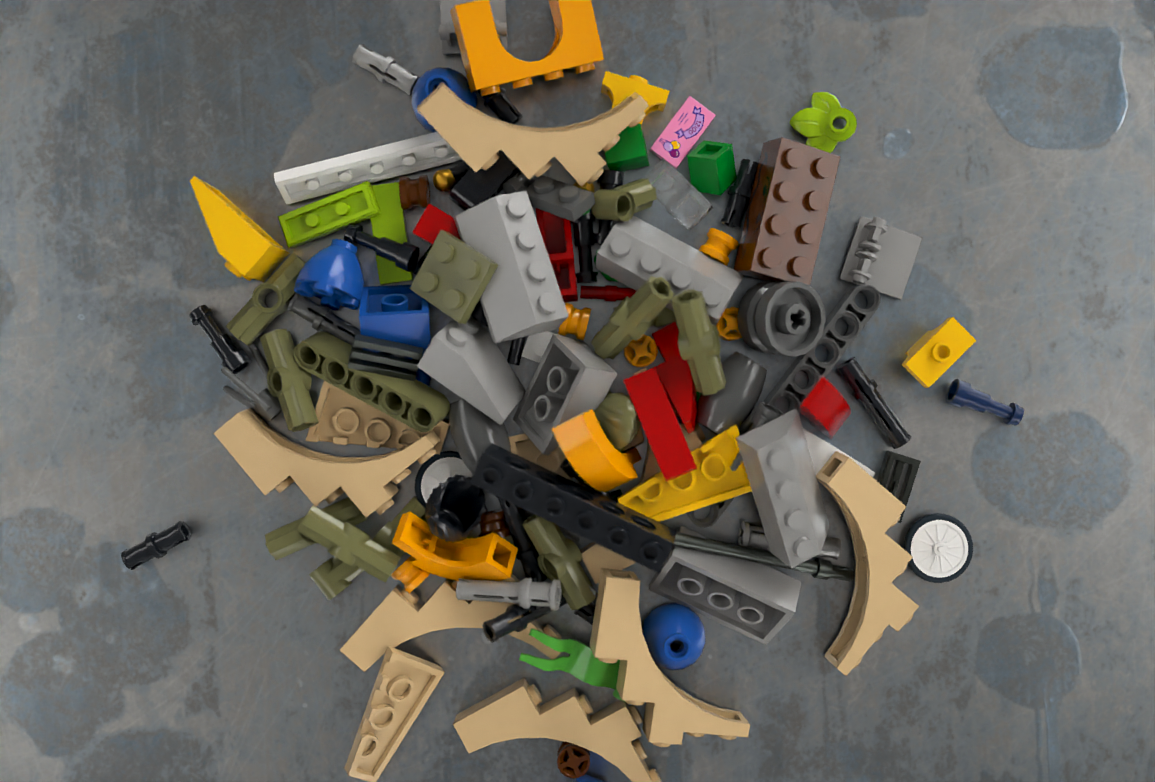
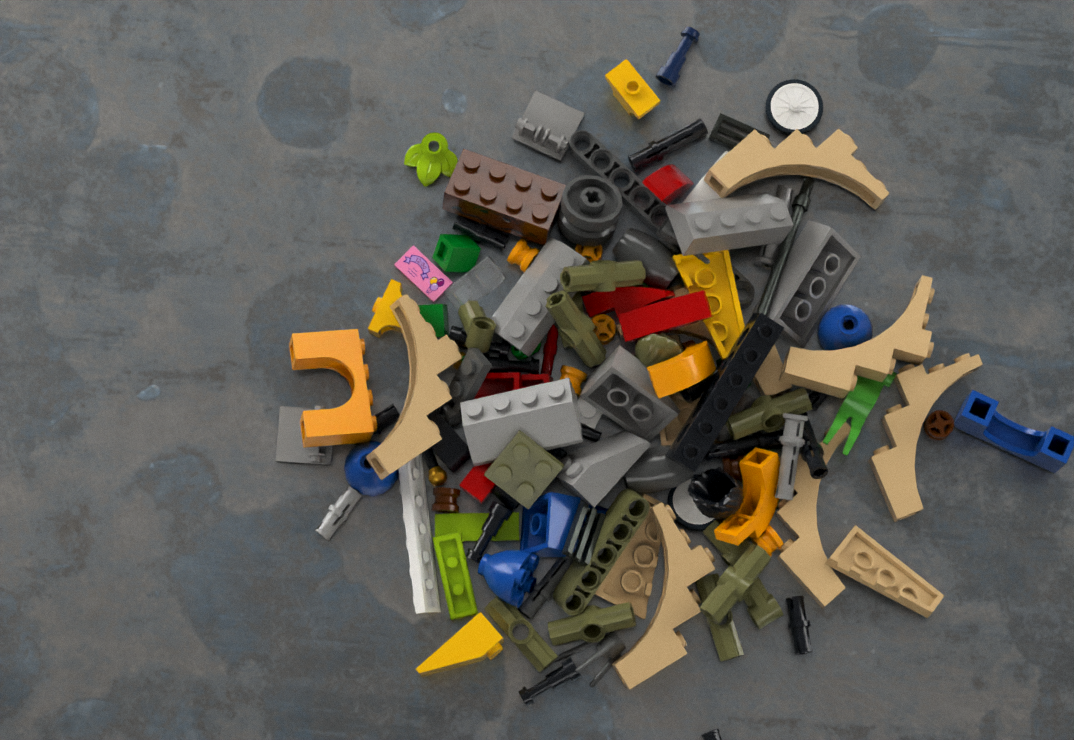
camera: 75 degrees left, 10 degrees down
(320, 619) = (799, 625): none -> black pin

